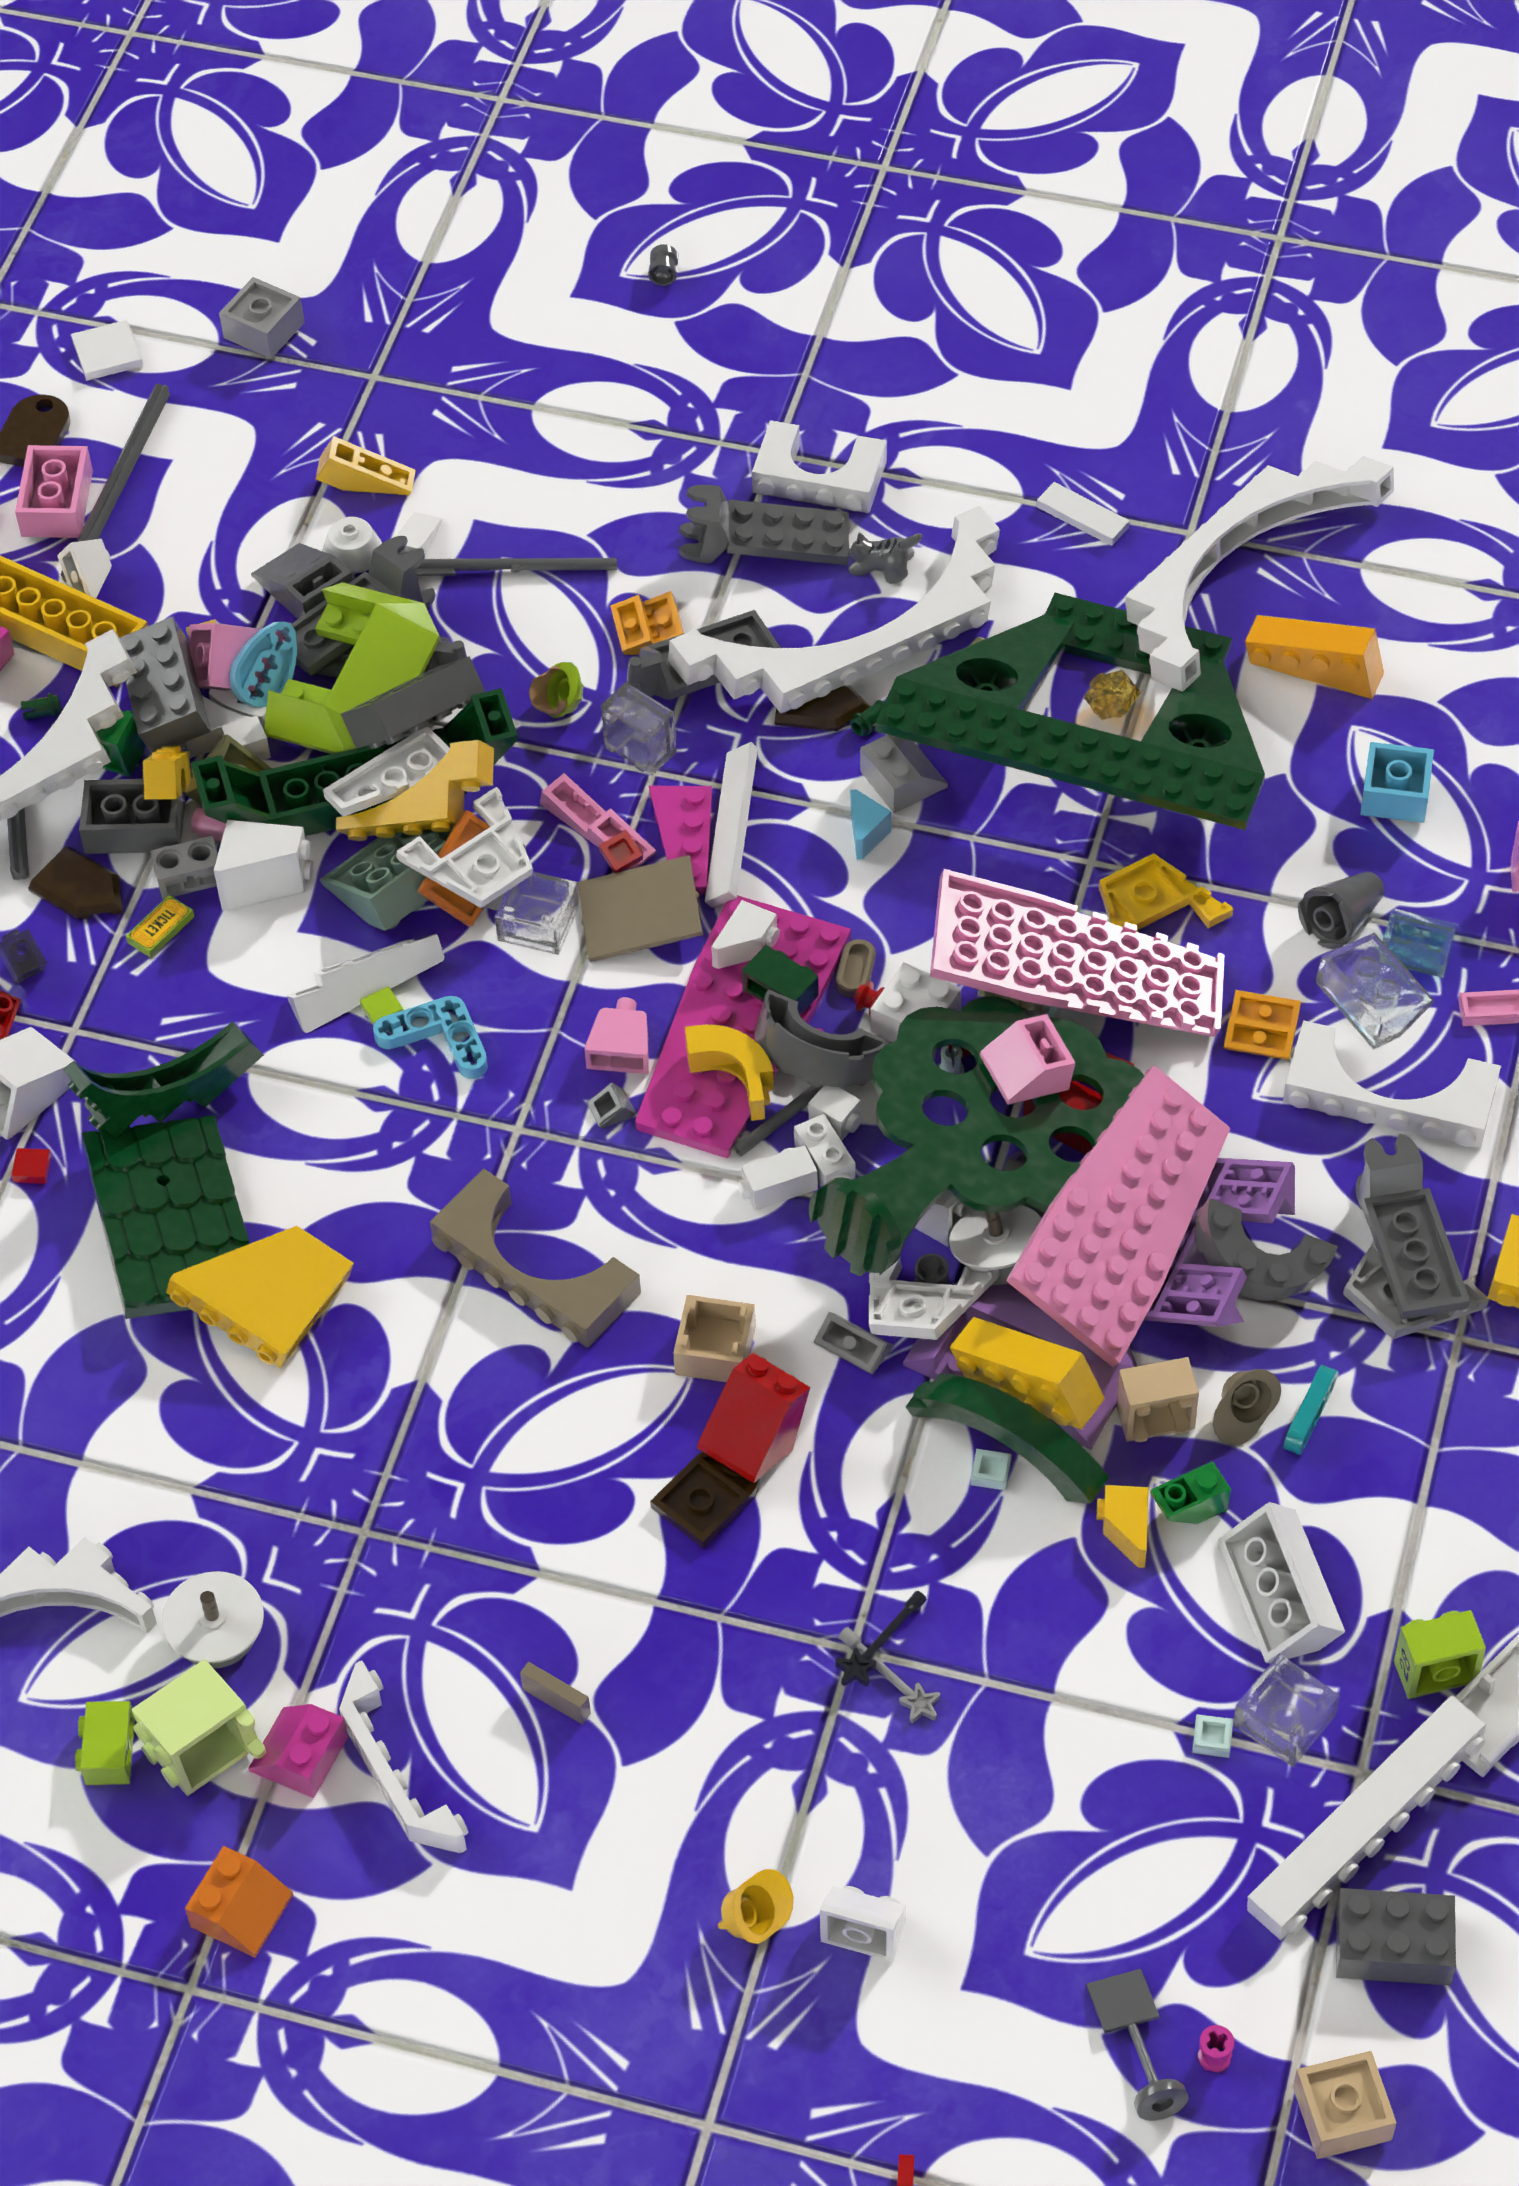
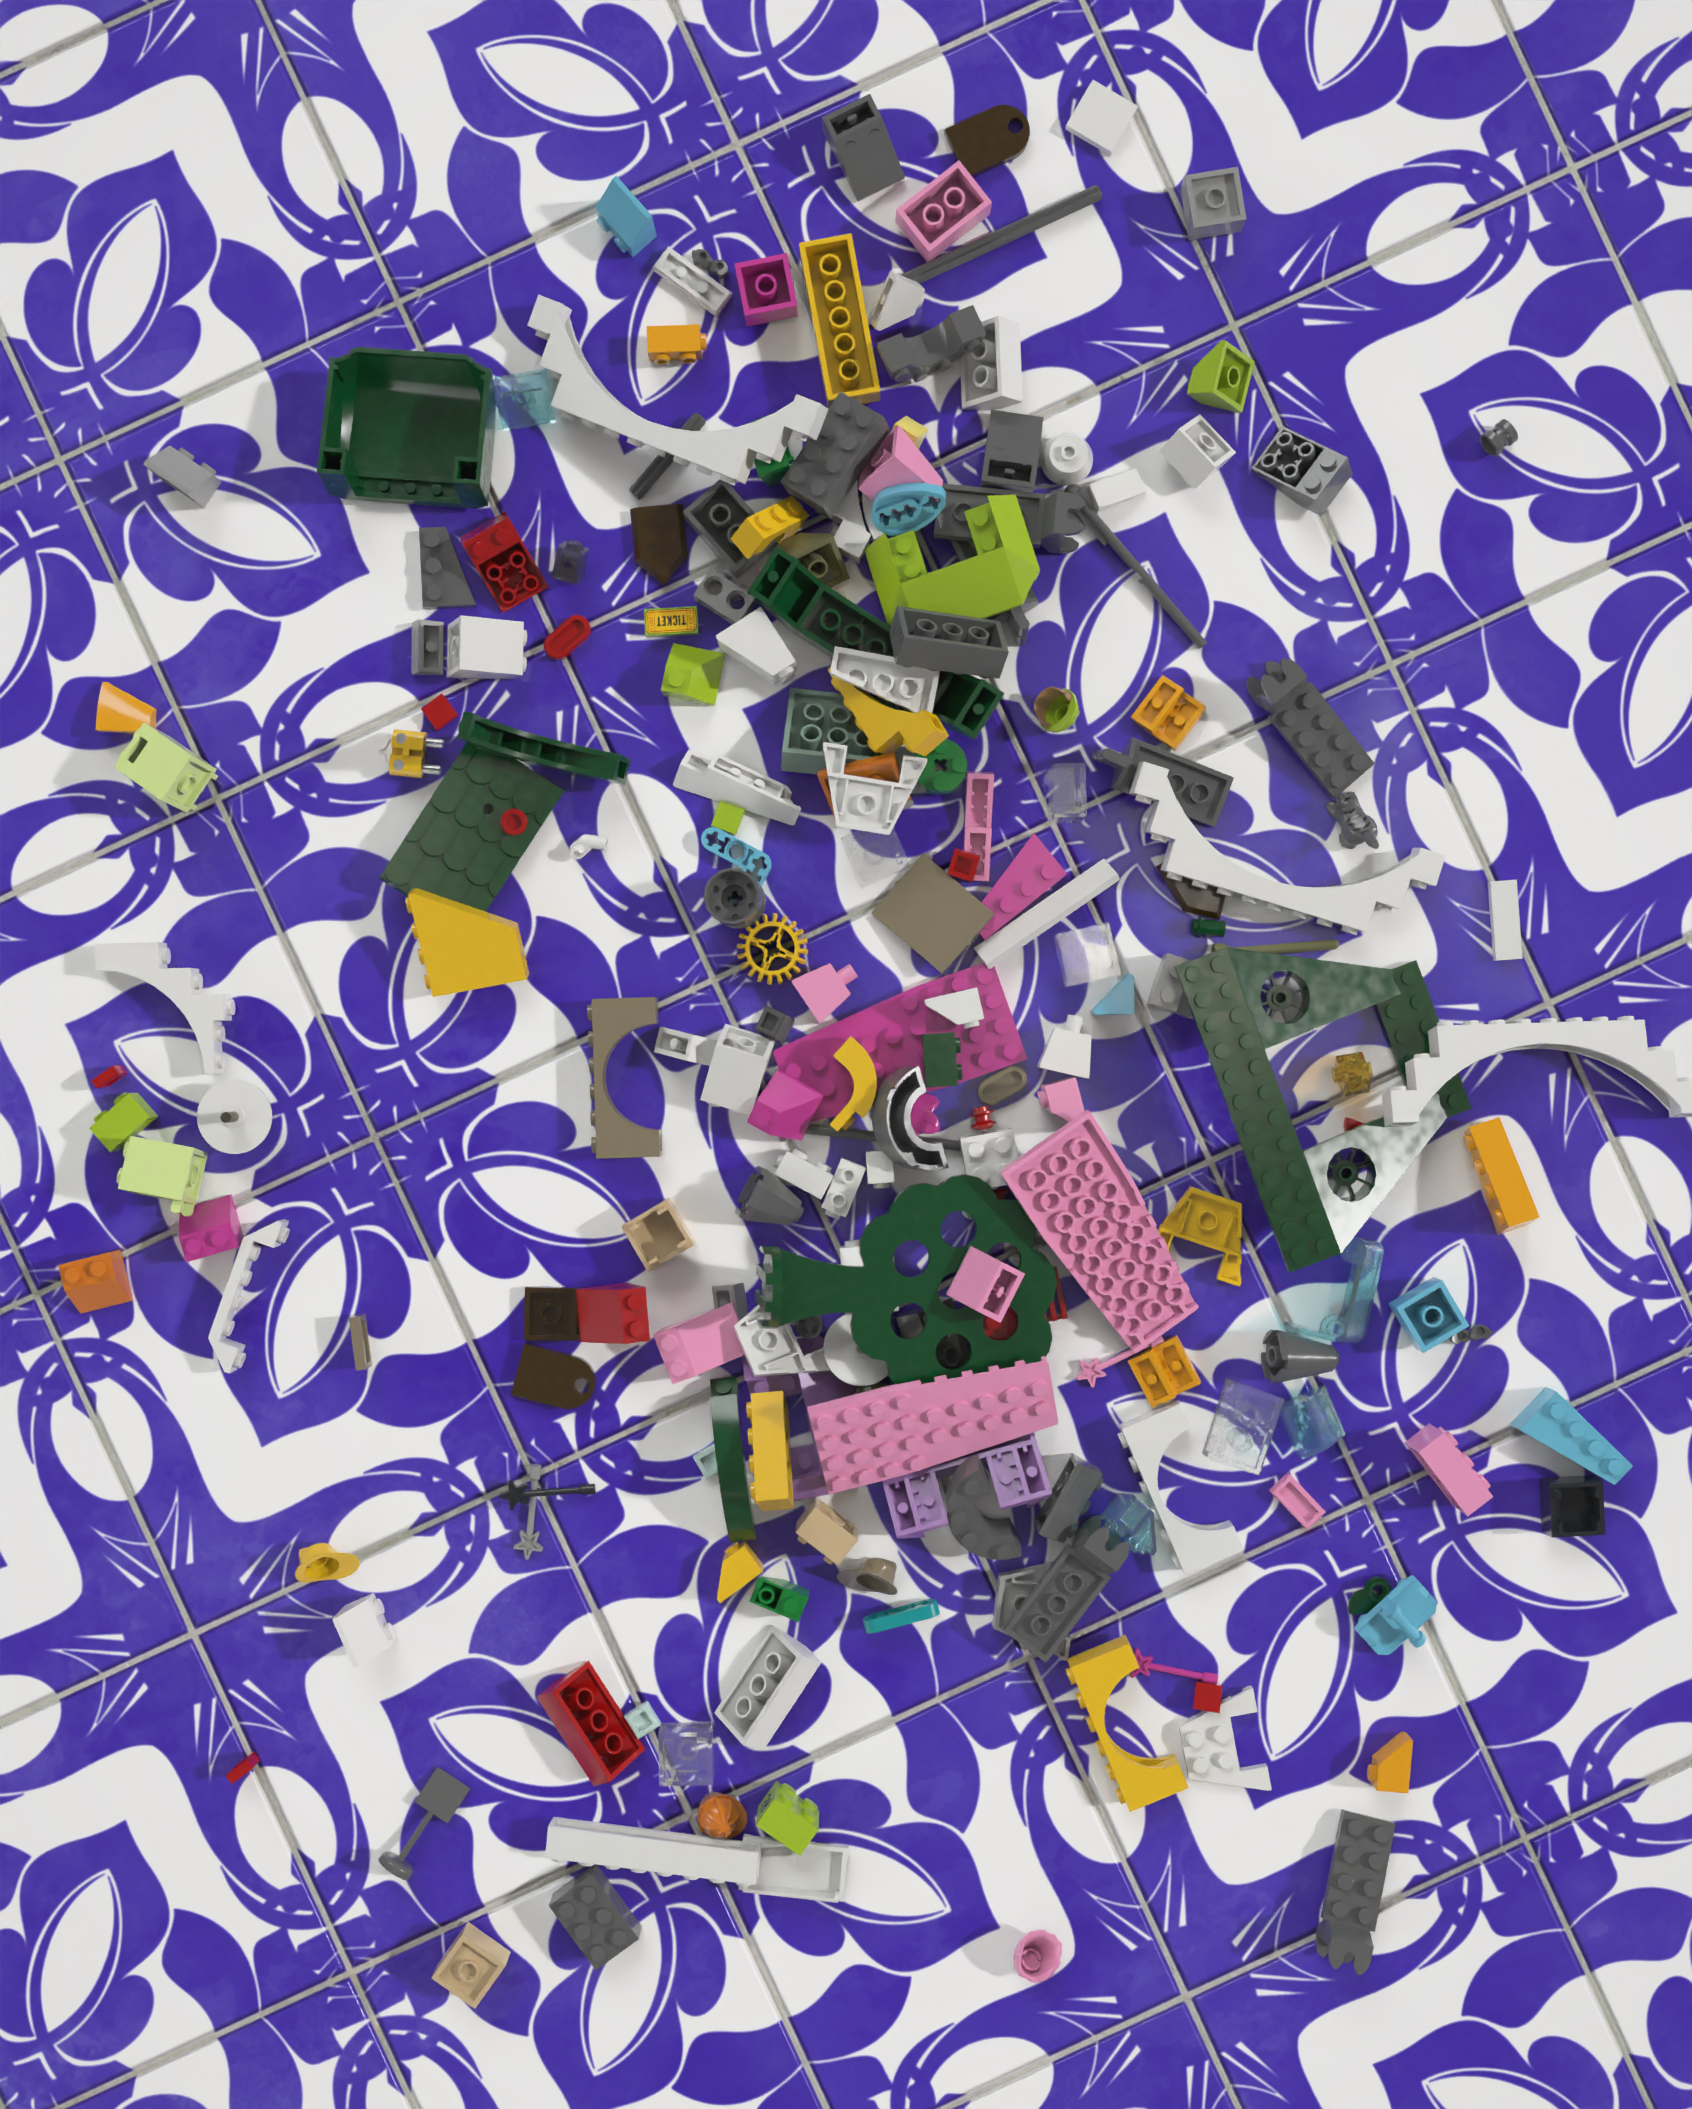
camera: 45 degrees right, 35 degrees up
(41, 1214) = (409, 753): none -> yellow piece
(43, 707) = (770, 379): dark green pin -> none
(49, 1720) = (109, 1076): none -> red tile
(81, 1016) = (567, 637): none -> red tile
(158, 567) = (934, 349): none -> dark grey brick
(197, 1167) = (513, 821): none -> red tile
(213, 547) = (993, 372): none -> white slope
(225, 944) = (693, 674): none -> lime slope
(281, 1134) = (586, 843): none -> white arm
(361, 470) = (1138, 404): yellow slope -> none
(407, 405) = (1222, 378): none -> lime slope
(448, 461) = (1196, 451): none -> white slope
(461, 1030) = (724, 887): none -> dark grey wheel
(525, 803) = (955, 769): none -> green brick
(538, 1058) = (793, 957): none -> yellow gear
(546, 401) = (1303, 470): none -> dark grey slope
(555, 1186) = (685, 1046): none -> white slope
(624, 1158) = (737, 1069): none -> white slope
(700, 1141) = (785, 1107): none -> dark pink slope
(766, 1549) = (550, 1377): none -> dark brown tile
(770, 1220) = (768, 1200): none -> dark grey cone
(800, 813) = (1087, 954): none -> clear container
(848, 488) = (1367, 689): white arch -> none
(859, 1379) = (699, 1343): none -> bright pink slope
(876, 891) = (1068, 1050): none -> white torso
(911, 916) = (1061, 1098): none -> bright pink slope
(1171, 1784) = (591, 1724): none -> red slope
(1207, 1082) = (1093, 1370): none -> bright pink piece
(1219, 2038) = (451, 1878): dark pink bush -> none
(1318, 1181) = (1069, 1499): none -> dark grey slope
(1340, 842) = (1352, 1323): none -> clear light blue windscreen
(1381, 1731) = (721, 1816): none -> orange piece
(1384, 1119) = (1132, 1522): none -> clear light blue slope
(1452, 769) = (1476, 1332): none -> dark grey piece

